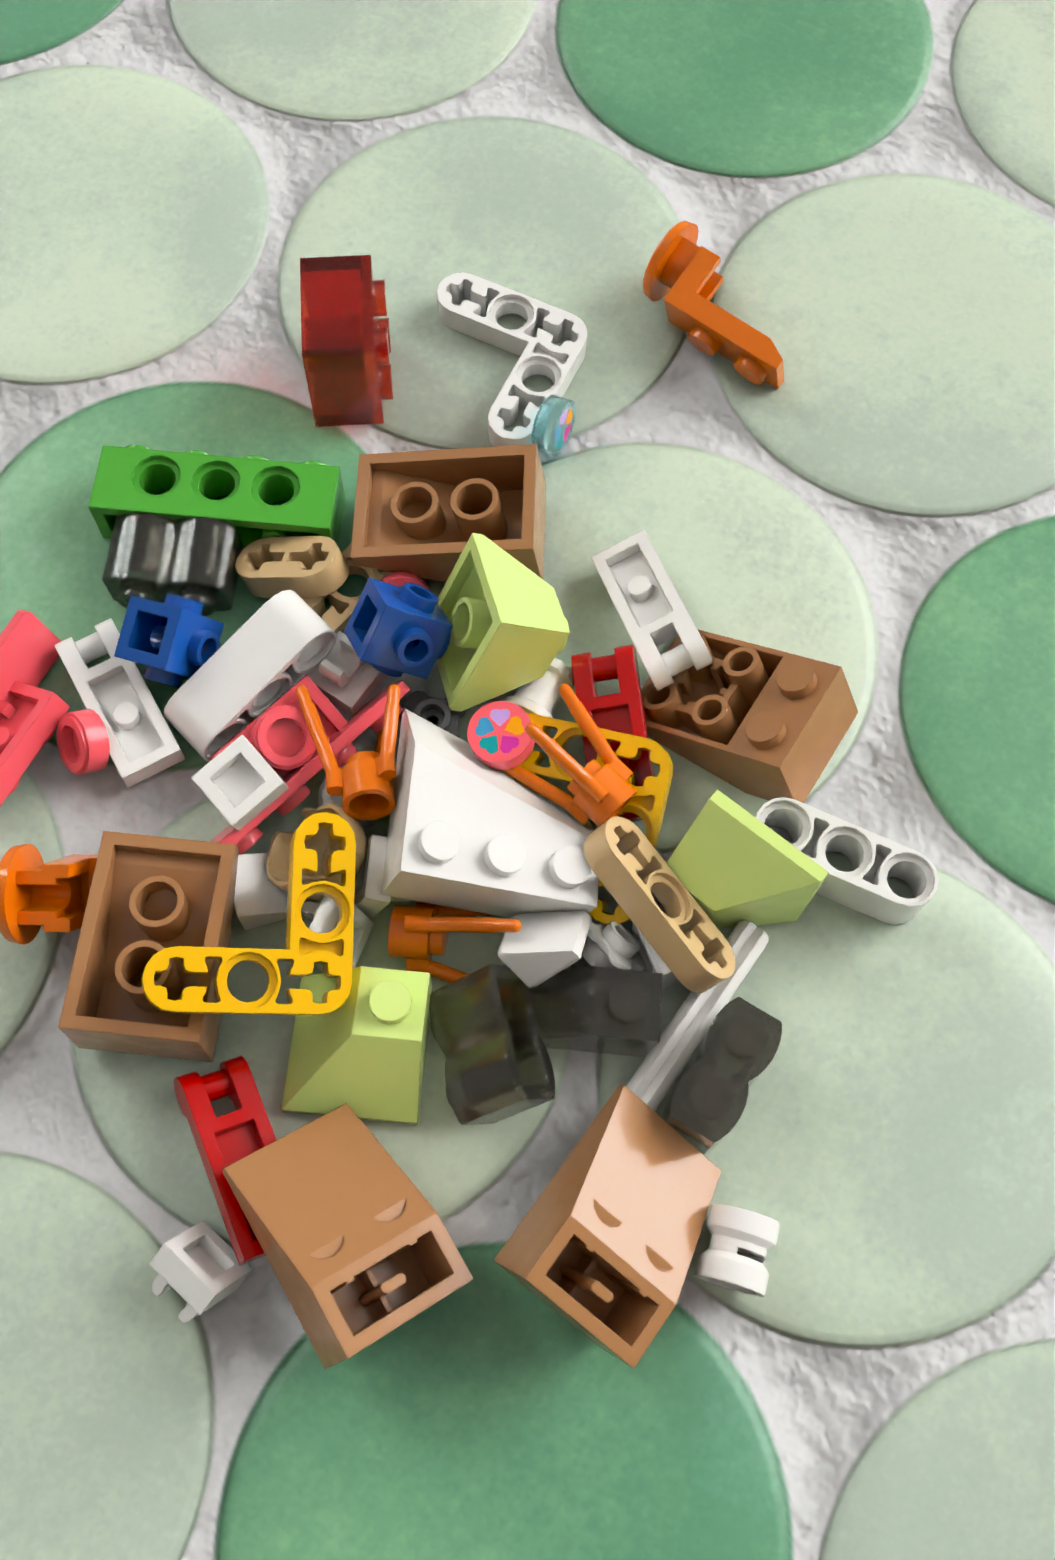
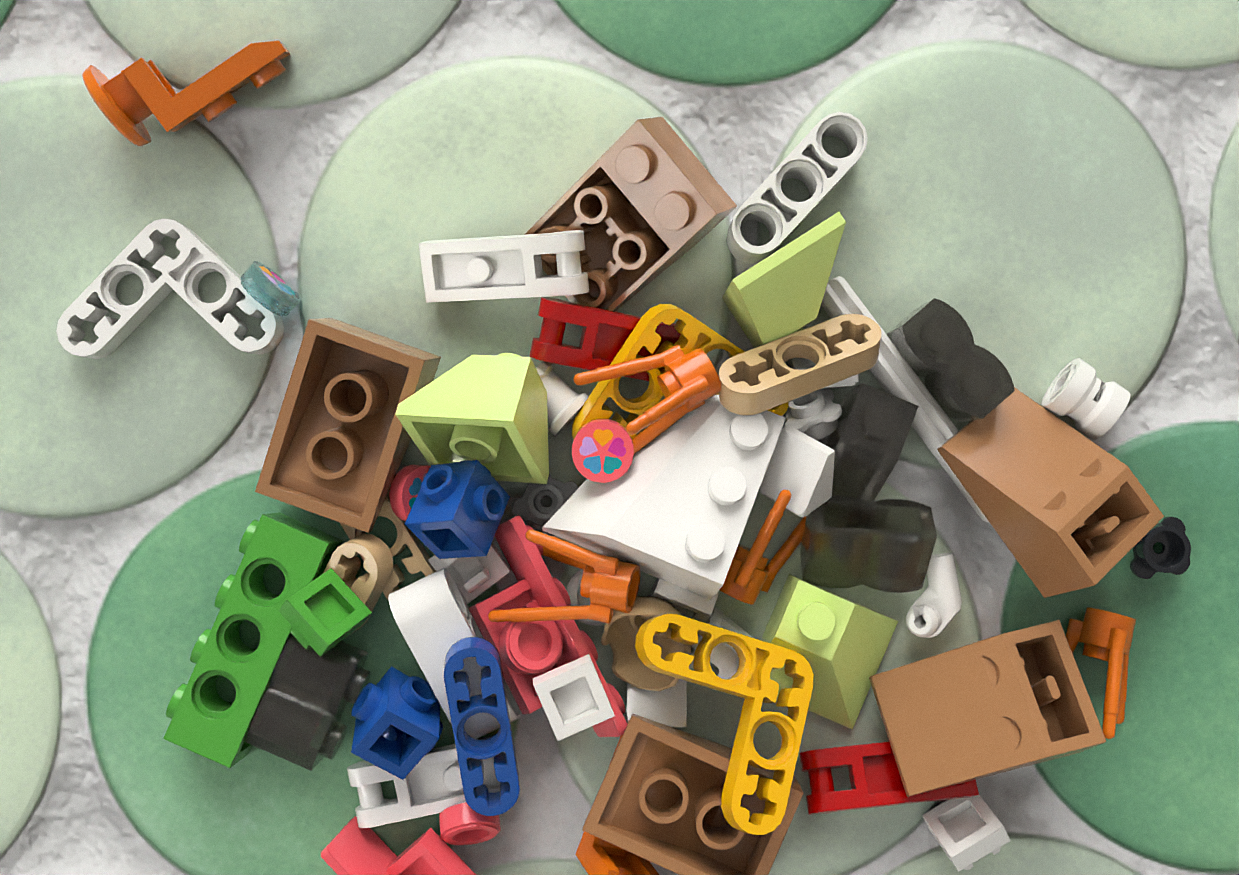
camera: 65 degrees left, 20 degrees up
(137, 714) = (473, 751): none -> blue beam
(262, 538) = (324, 612): none -> bright green tile
(345, 340) = (112, 467): clear red brick -> none
(451, 1160) = (939, 601): none -> white arm
(469, 1369) = (1109, 639): none -> orange plant
(616, 1413) = (1174, 554): none -> black plate

